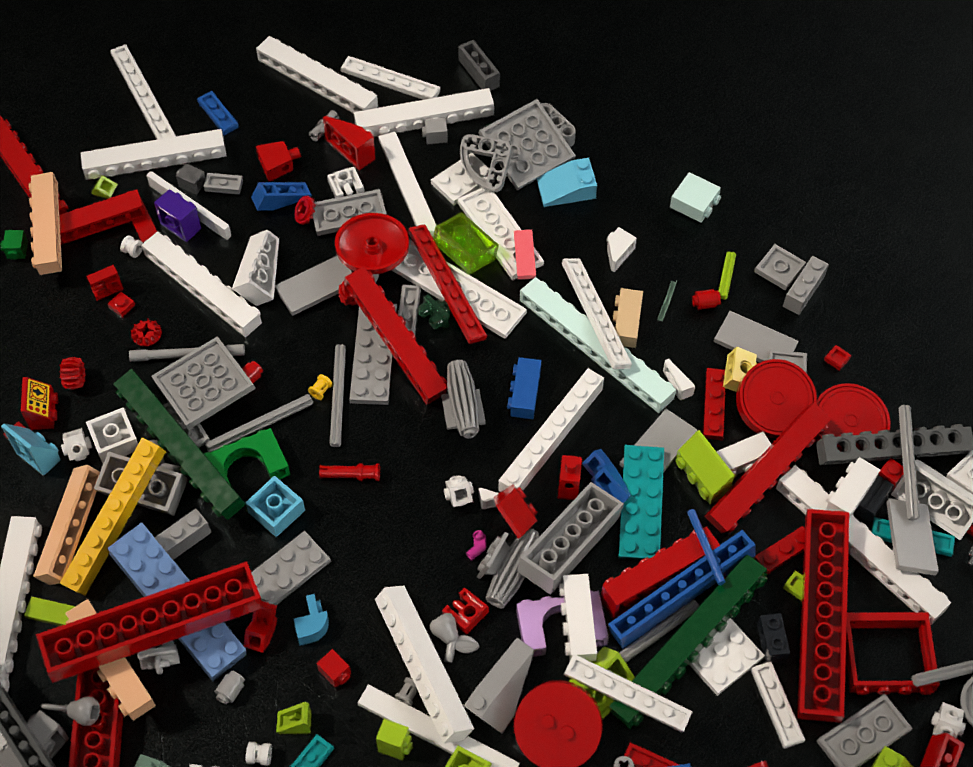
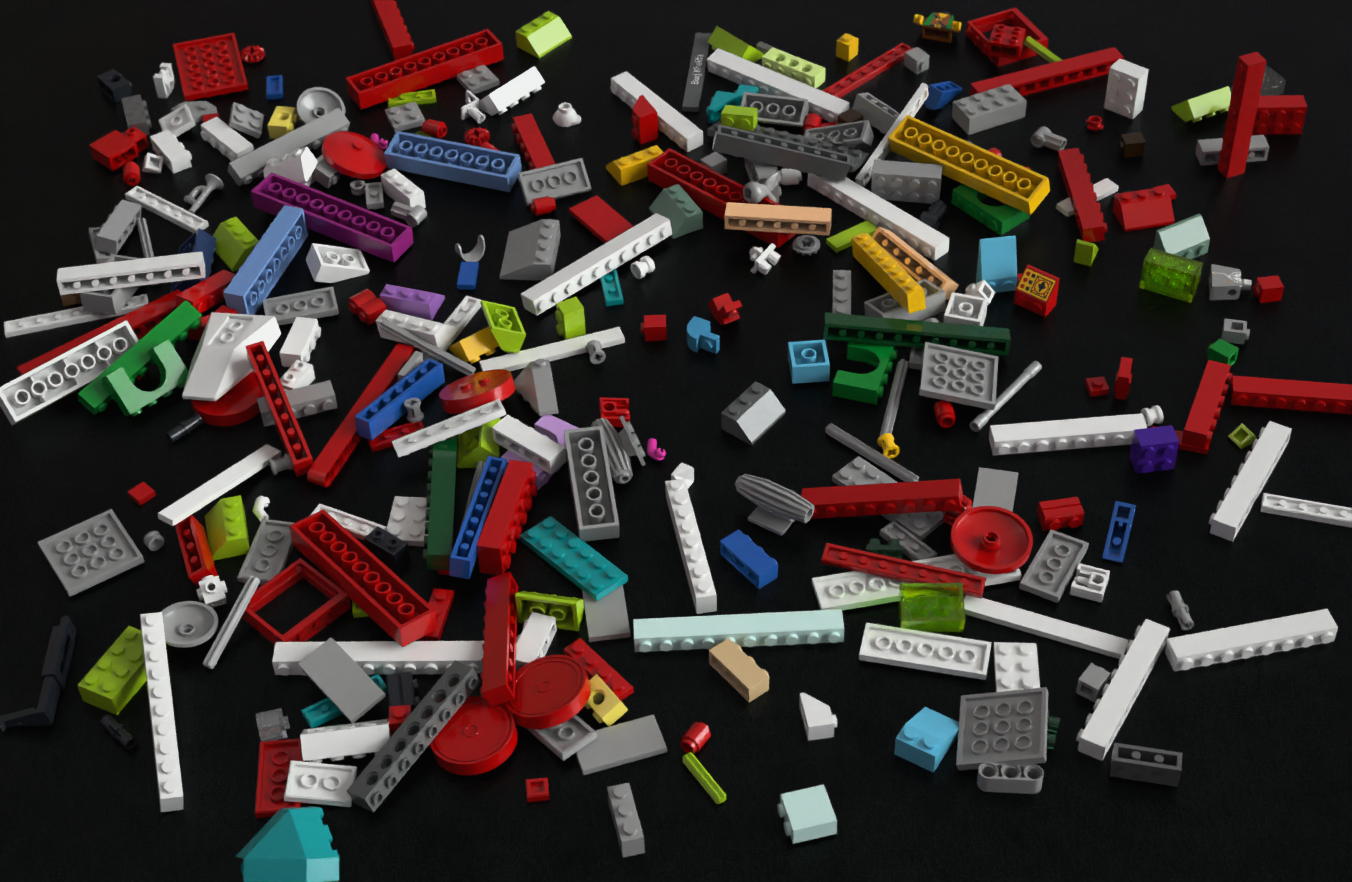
camera: 135 degrees right, 15 degrees down
(46, 223) = (1218, 364): light nougat brick -> none
(72, 373) = (1047, 321): red gear -> none
(148, 622) = (772, 231): red brick -> none
(151, 337) = (1052, 390): red gear -> none
(154, 571) = (788, 271): medium blue brick -> none
(190, 178) = (1197, 487): flat silver brick -> none
(205, 216) = (1165, 470): white tile -> none
(218, 113) = (1271, 552): blue tile -> none
(223, 183) = (1171, 506): light grey plate -> none
(229, 687) = (702, 277): light grey brick -> none
(258, 269) = (1042, 465): white wedge -> none
(276, 159) = (1167, 552): red torso -> none
(289, 568) = (756, 349): light grey plate -> none
(294, 237) = (1060, 513): none -> red brick
(294, 719) = (641, 295): lime slope -> none
(304, 210) = (1083, 534): red gear -> none
(351, 141) = (1133, 602): red slope -> none
(360, 472) = (788, 424): red pin -> none
(372, 507) = (752, 413): none -> slope
(390, 79) = (1200, 699): white tile -> none
(424, 664) = (603, 361): white brick -> none
(446, 629) = (616, 389): light grey piece -> none
(463, 493) = (705, 459): white brick -> none
(497, 156) = (1029, 675): light grey beam -> none
(515, 510) = (647, 465): red slope -> none
(524, 254) = (877, 641): coral tile -> none
(569, 473) = (642, 527): red torso -> none
(597, 314) = (765, 642): white tile -> none
(606, 475) = (616, 548): blue slope -> none
(667, 301) = (734, 727): sand green piece -> none
(681, 383) = (644, 657): white slope -> none
(706, 547) = (485, 532): blue bar -> none
(780, 267) = (666, 822): light grey plate -> none
(852, 487) = (417, 666): white brick -> none
(909, 467) = (390, 717): light grey axle -> none

